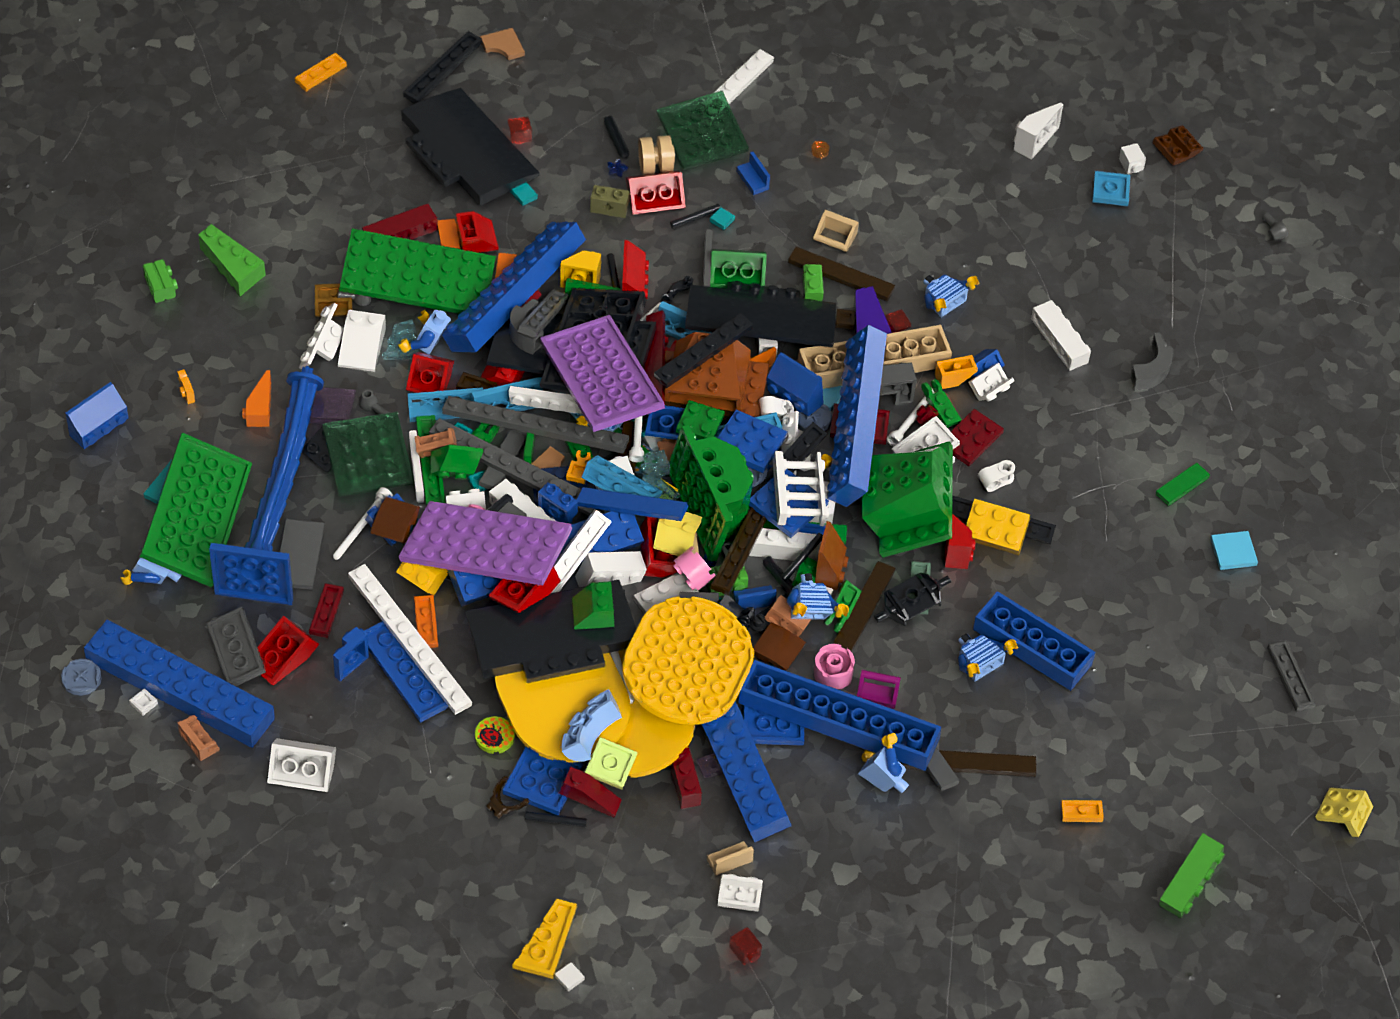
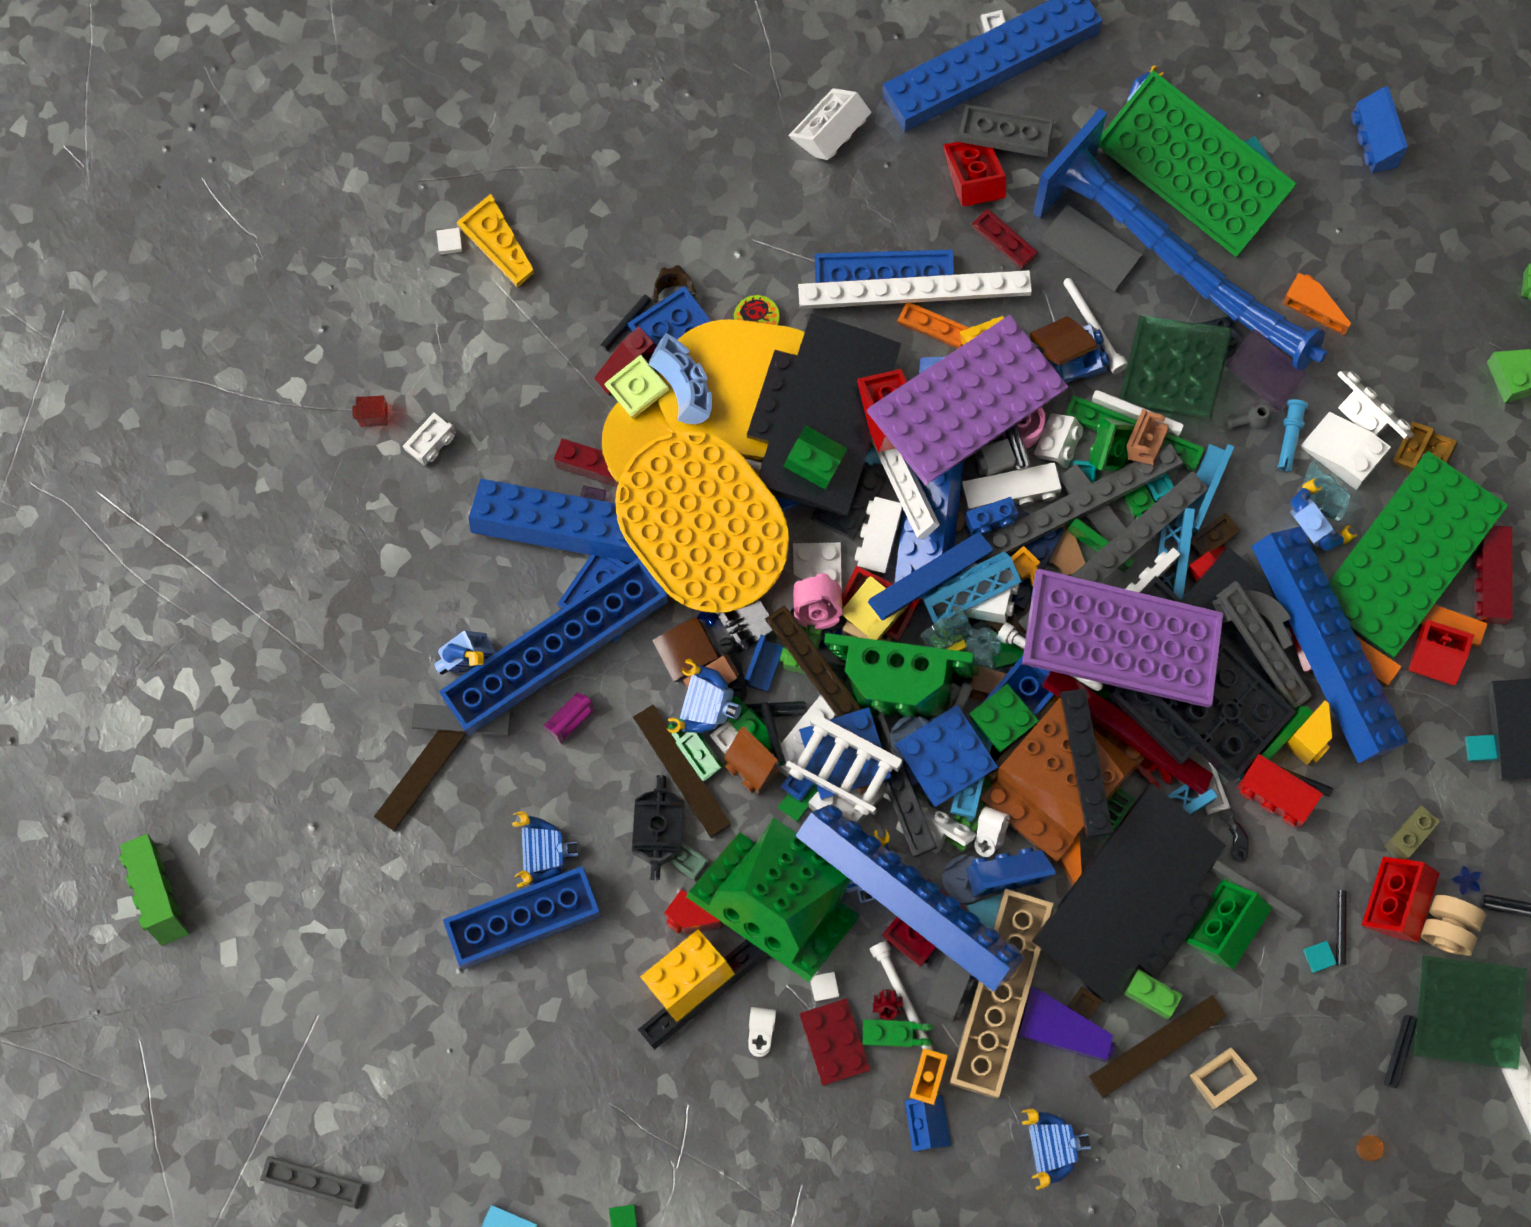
camera: 130 degrees right, 20 degrees up
(186, 389) = (1377, 240): light orange plate -> none
(197, 738) = (918, 47): nougat hinge -> none
(352, 654) = (928, 222): blue plate -> none
(362, 377) = (1293, 425): none -> dark azure pin
(429, 373) = (1258, 494): red slope -> none
(730, 858) = (476, 456): tan panel -> none
(743, 158) = (1400, 1051): none -> black axle
(754, 175) = (1367, 1034): blue panel -> none
(834, 666) = (615, 675): bright pink brick -> none
(898, 321) = (1039, 1058): clear red panel -> none
(928, 435) = (848, 976): white plate -> none
(990, 382) = (891, 1112): white bracket -> none
(1081, 811) = (301, 833): light orange plate -> none
(1346, 807) = (121, 1112): light yellow bracket -> none

